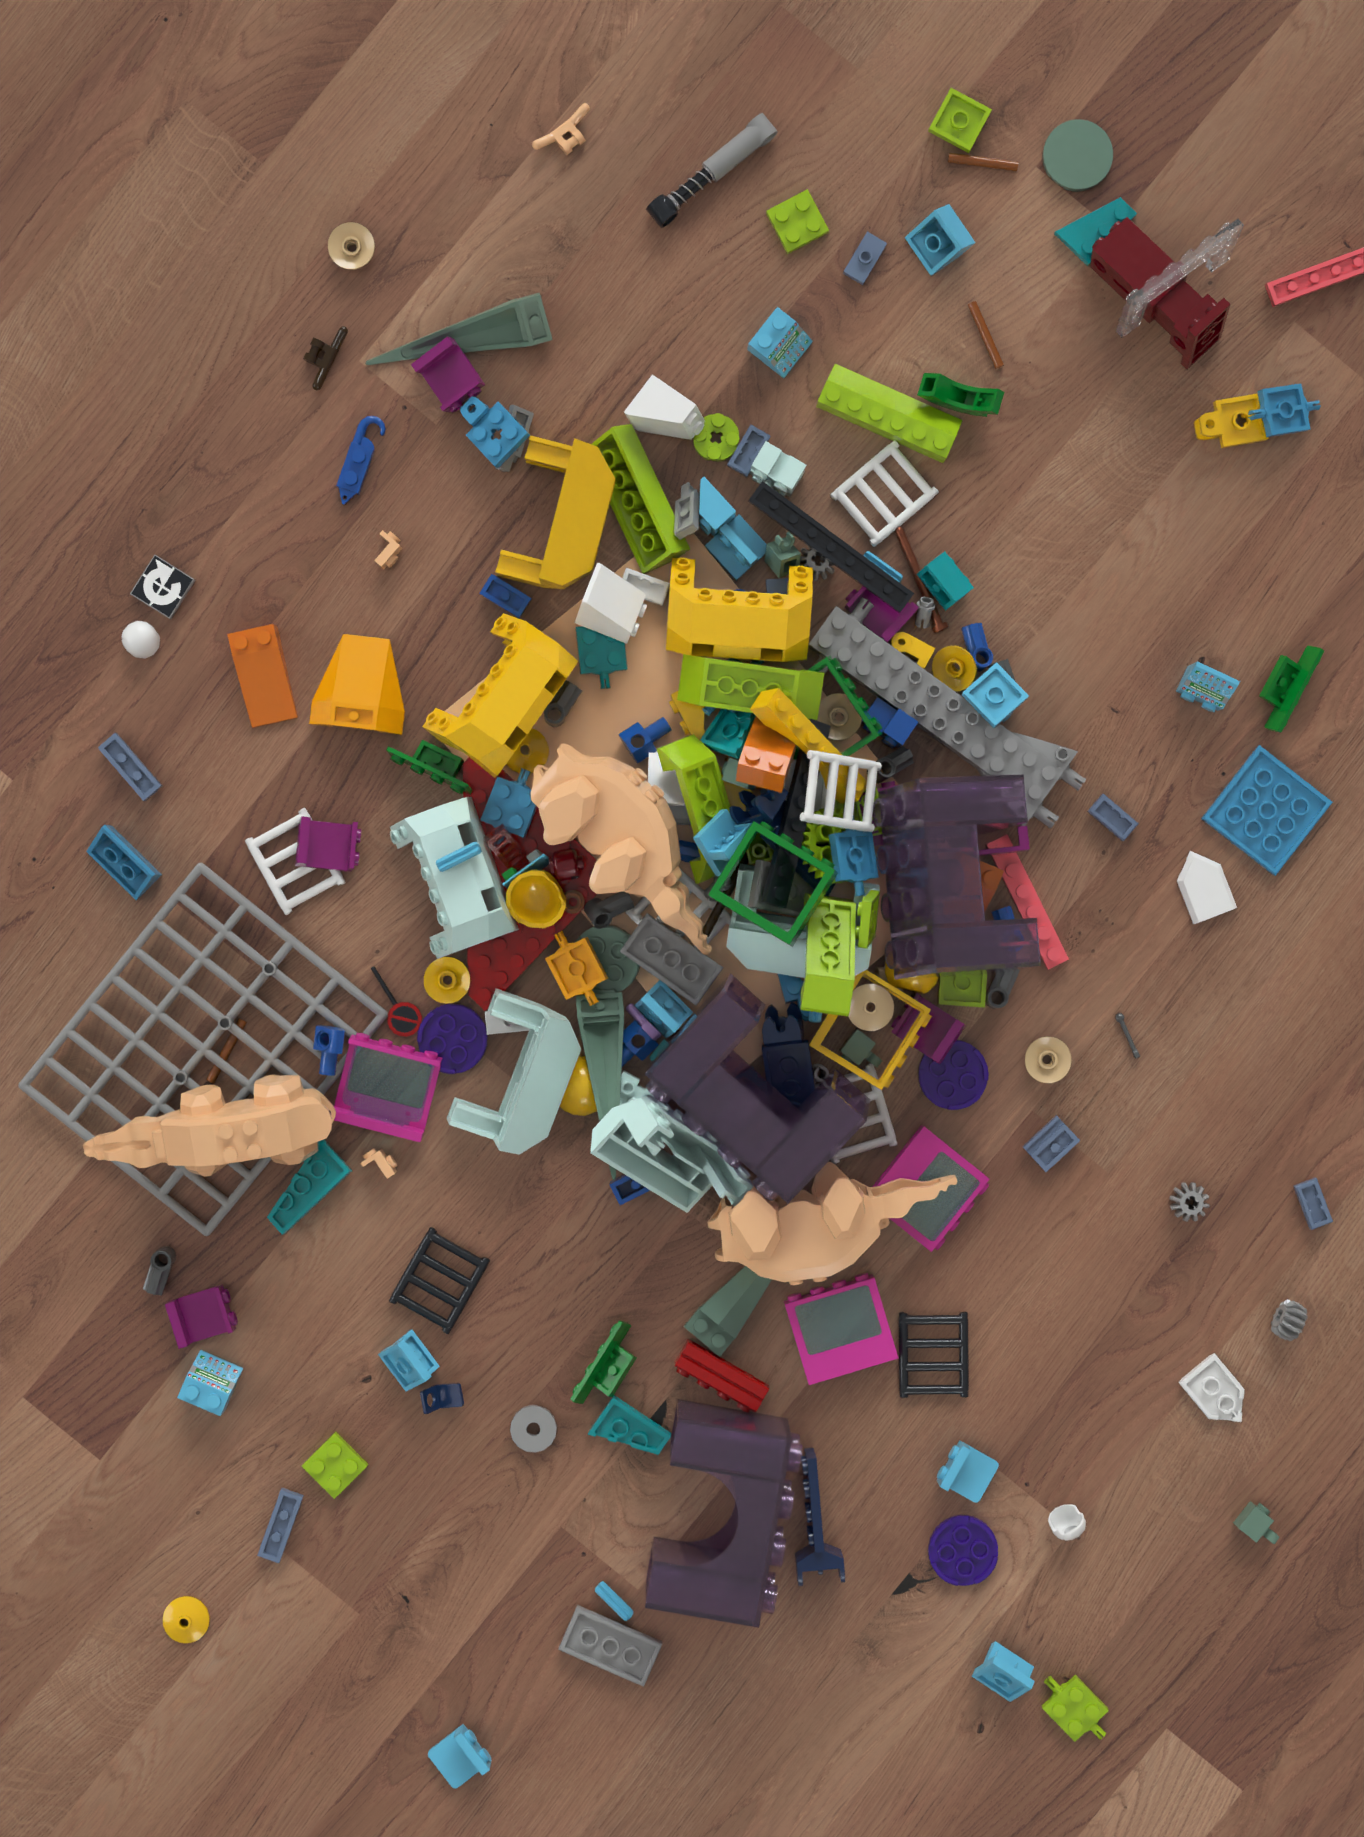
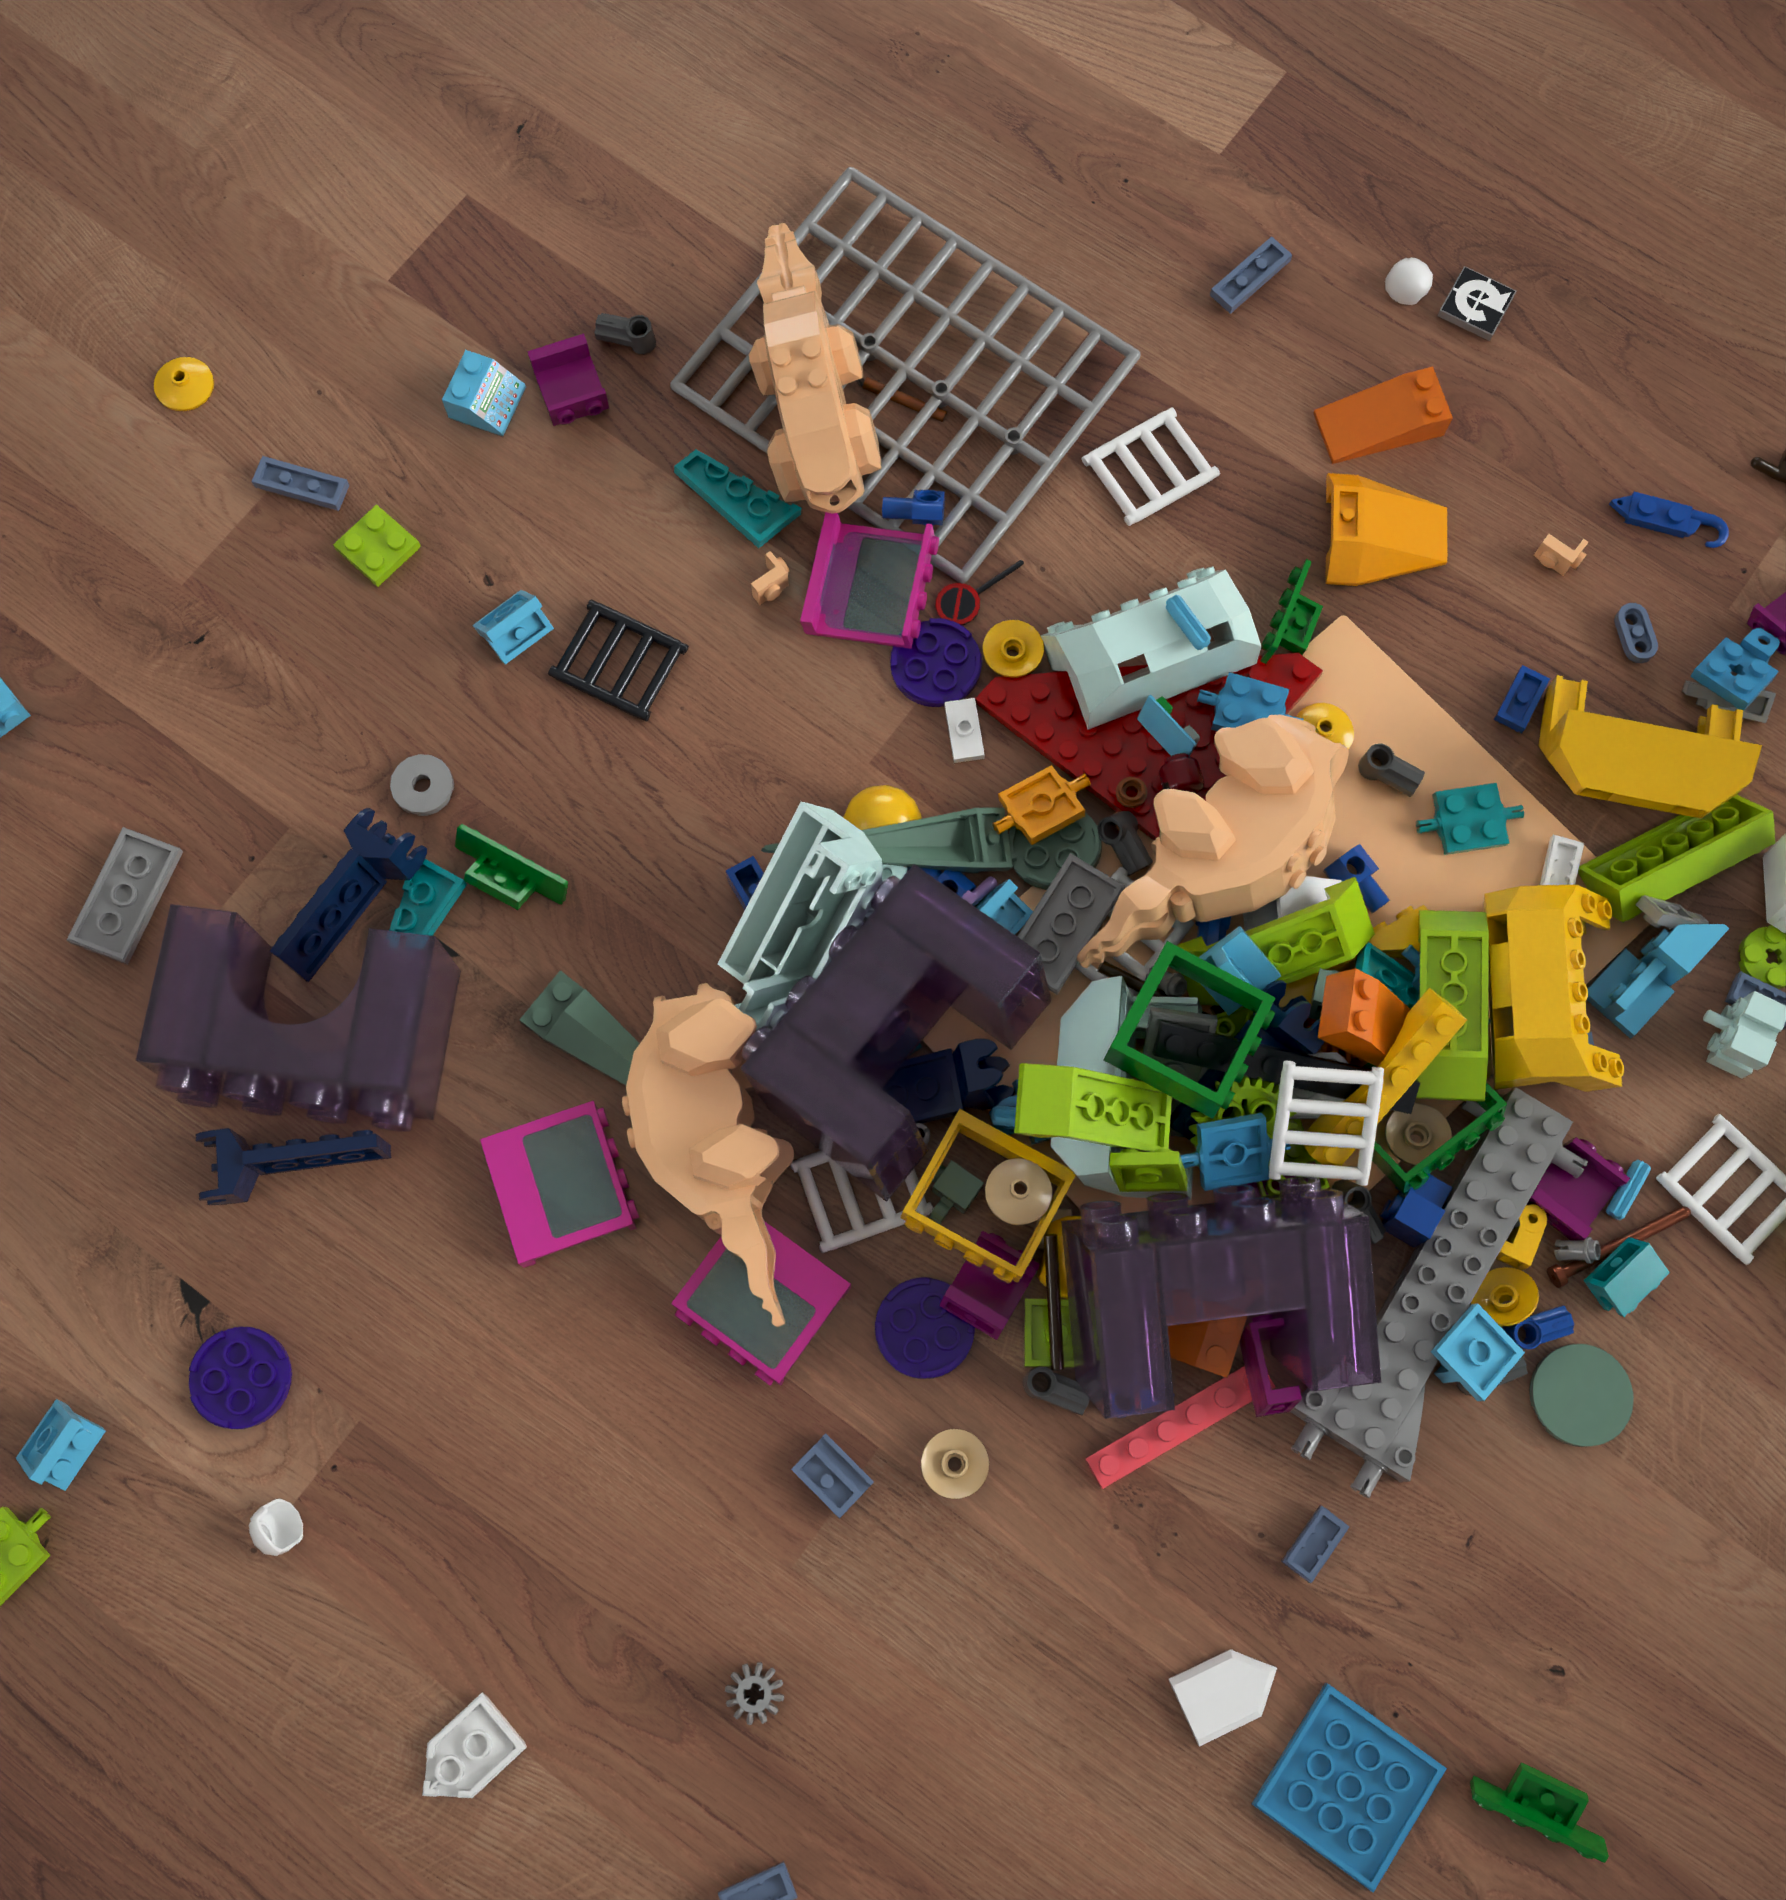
camera: 90 degrees right, 15 degrees down
(123, 861) = (1134, 272): dark azure slope -> none
(327, 845) = (1176, 495): magenta panel -> none
(443, 1397) = (465, 671): dark blue bracket -> none
(455, 498) = (1638, 634): none -> sand blue plate
(497, 834) = (1210, 703): clear red slope -> none
(508, 698) = (1400, 694): yellow wedge -> none
(535, 899) = (1134, 738): yellow cylinder -> none
(536, 1081) = (890, 754): light aqua wedge -> none
(611, 605) = (1535, 818): white slope -> none
(614, 1601) = (189, 894): medium azure axle -> none
(619, 1482) = (347, 893): none -> dark blue hinge
(722, 1376) = (492, 1023): red brick -> none
(782, 554) = (1634, 1045): sand green brick -> none
(816, 569) = (1639, 1097): light grey gear -> none
(830, 547) = (1654, 1110): black plate -> none
(945, 986) = (1054, 1302): none -> dark brown bar
(961, 1343) = (505, 1280): black bar -> none
(967, 1472) = (353, 1375): medium azure bracket -> none
(1022, 621) = (1581, 1395): none -> sand green tile
(1120, 1018) = (1020, 1572): dark grey hinge -> none
(1206, 686) = (1527, 1677): medium azure slope -> none
(1256, 1522) = (268, 1826): sand green brick -> none
(1289, 1320) = (578, 1863): light grey gear -> none

